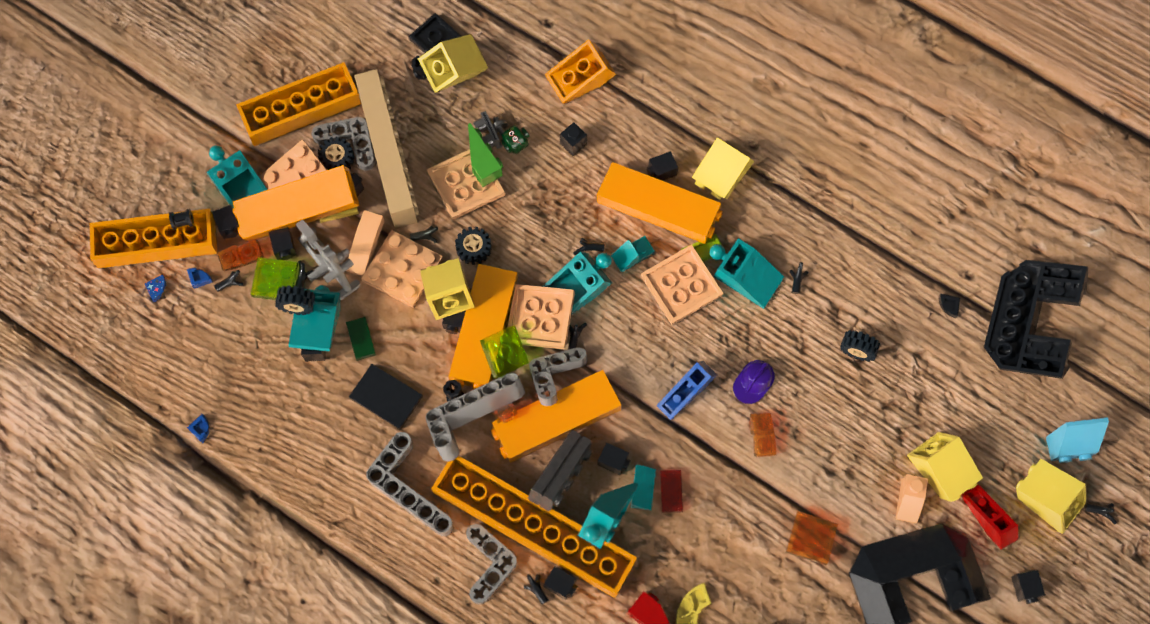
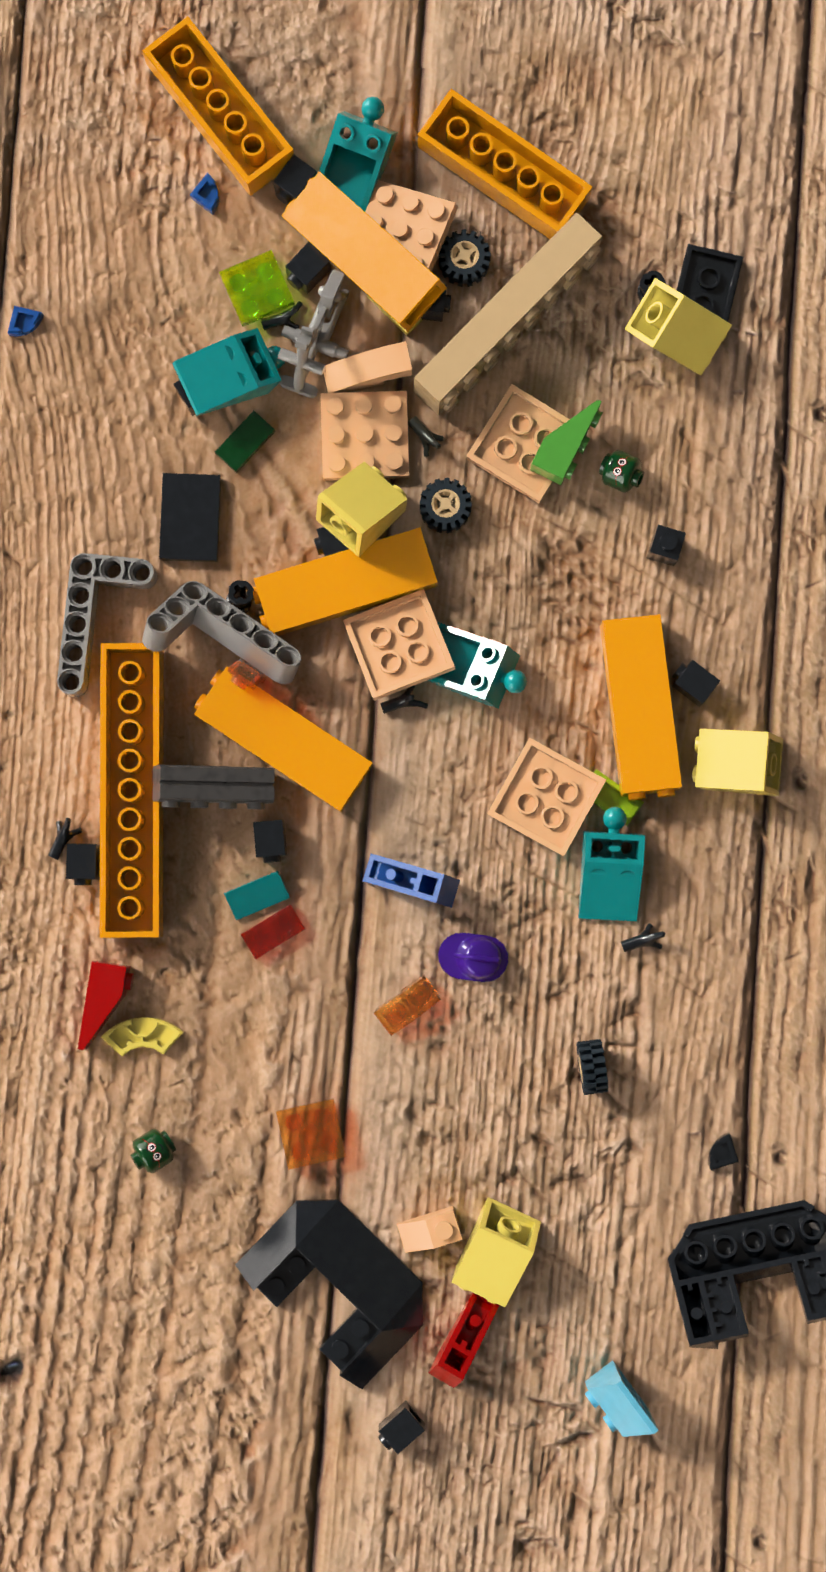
camera: 65 degrees right, 15 degrees up
(156, 287) = (163, 151): blue tile -> none
(181, 219) = (254, 125): black bush -> none
(229, 281) = (222, 234): black bar -> none
(240, 256) = (263, 226): clear orange slope -> none
(295, 300) = (227, 334): black wheel -> none
(349, 133) = (506, 254): light grey beam -> none
(485, 124) = (621, 421): flat silver hips -> none
(496, 558) = (71, 769): light grey beam -> none
(504, 351) = (322, 628): clear neon green plate -> none
(548, 369) = (338, 695): light grey beam -> none
(580, 72) = (768, 499): light orange slope -> none
(589, 246) = (531, 649): black bar -> none
(607, 514) = (180, 871): teal slope -> none
(632, 253) = (554, 711): teal slope -> none
(1052, 494) = (535, 1402): light yellow slope -> none
(1102, 510) = (554, 1475): black bar -> none

